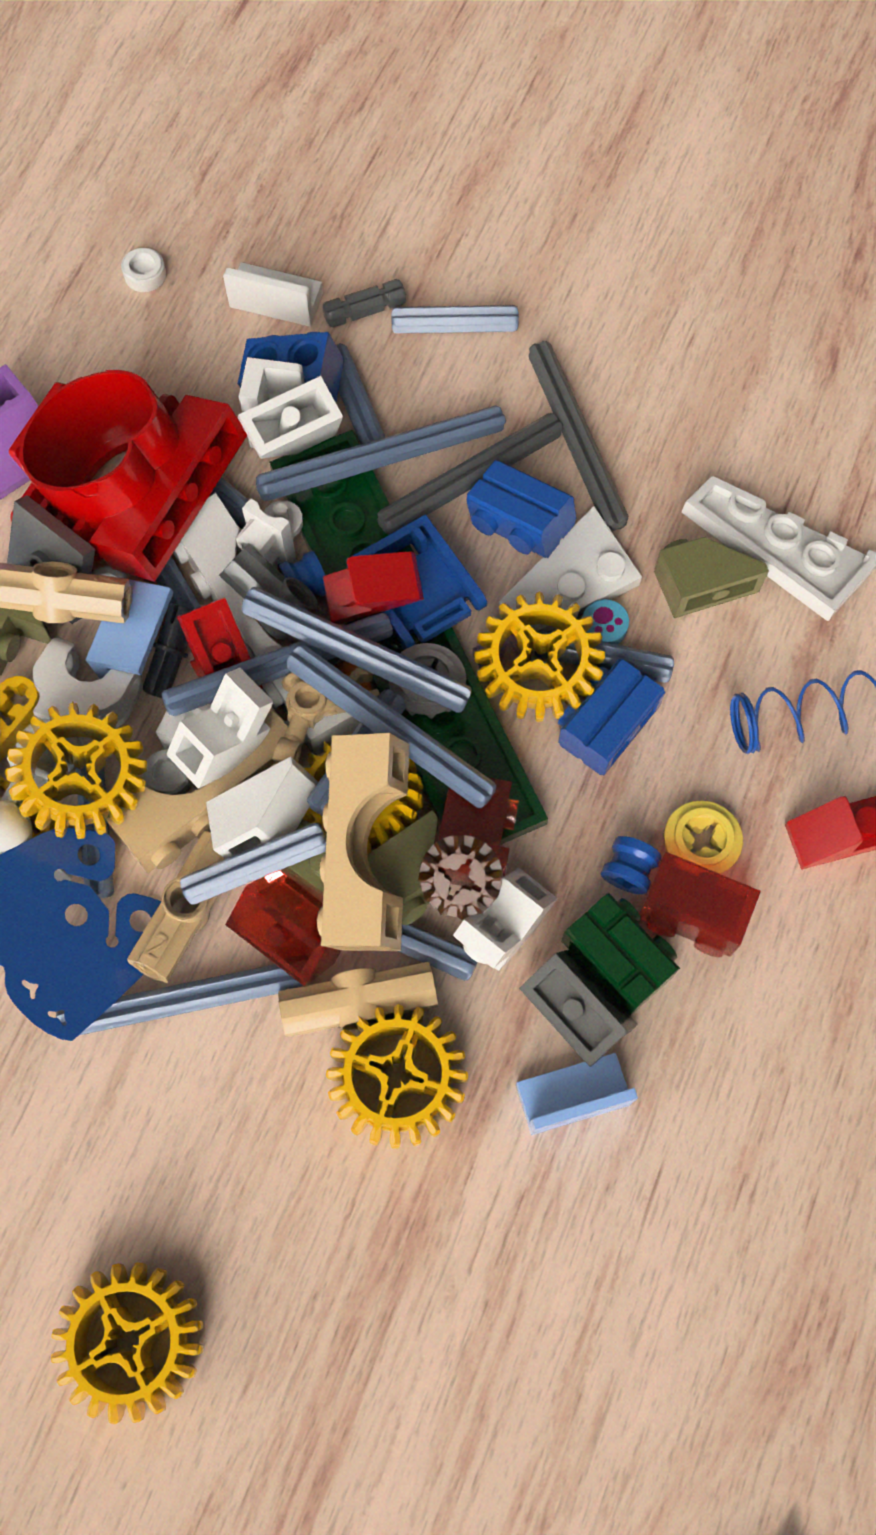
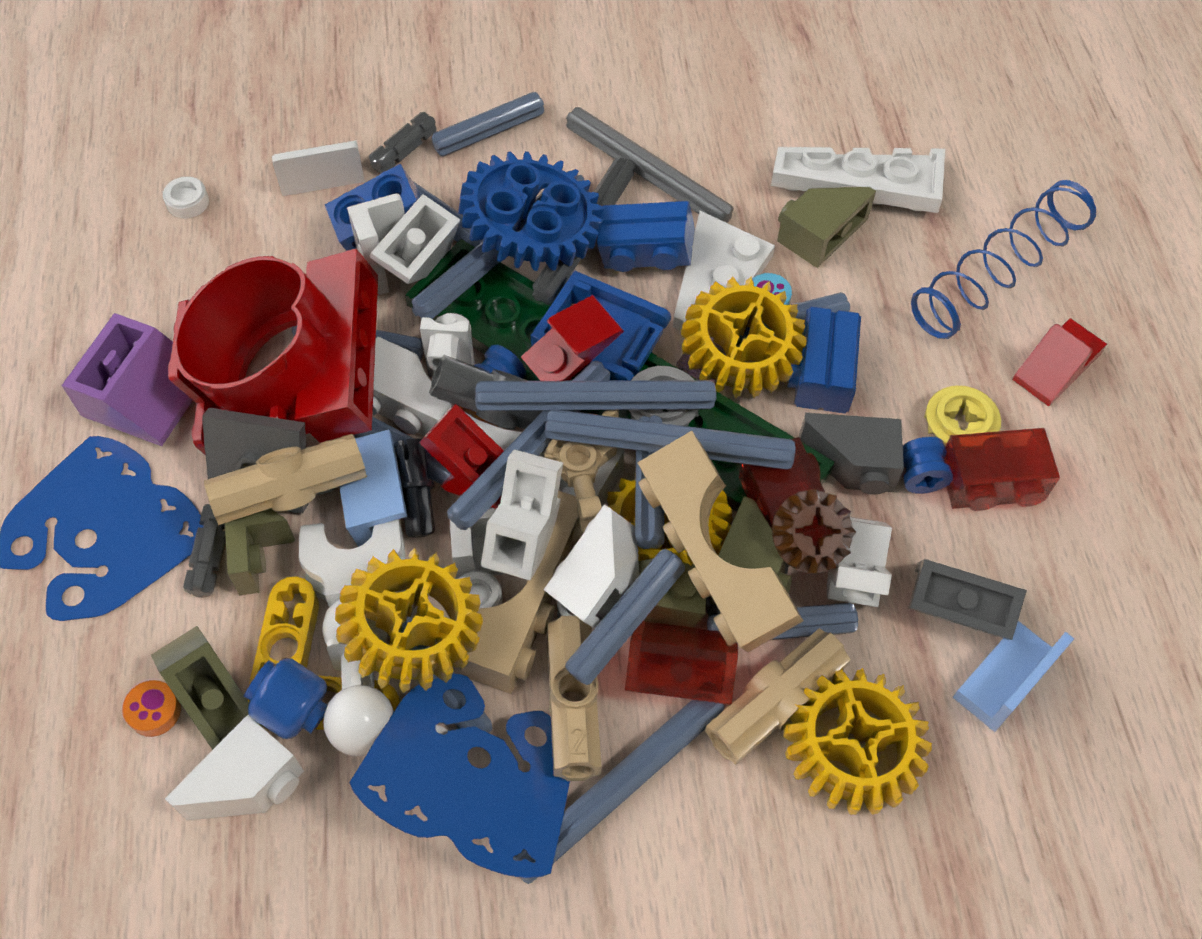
camera: 30 degrees left, 10 degrees down
(396, 404) = (556, 226): none -> blue gear
(579, 818) = (863, 449): none -> dark grey slope
(621, 952) = (968, 536): dark green brick -> none

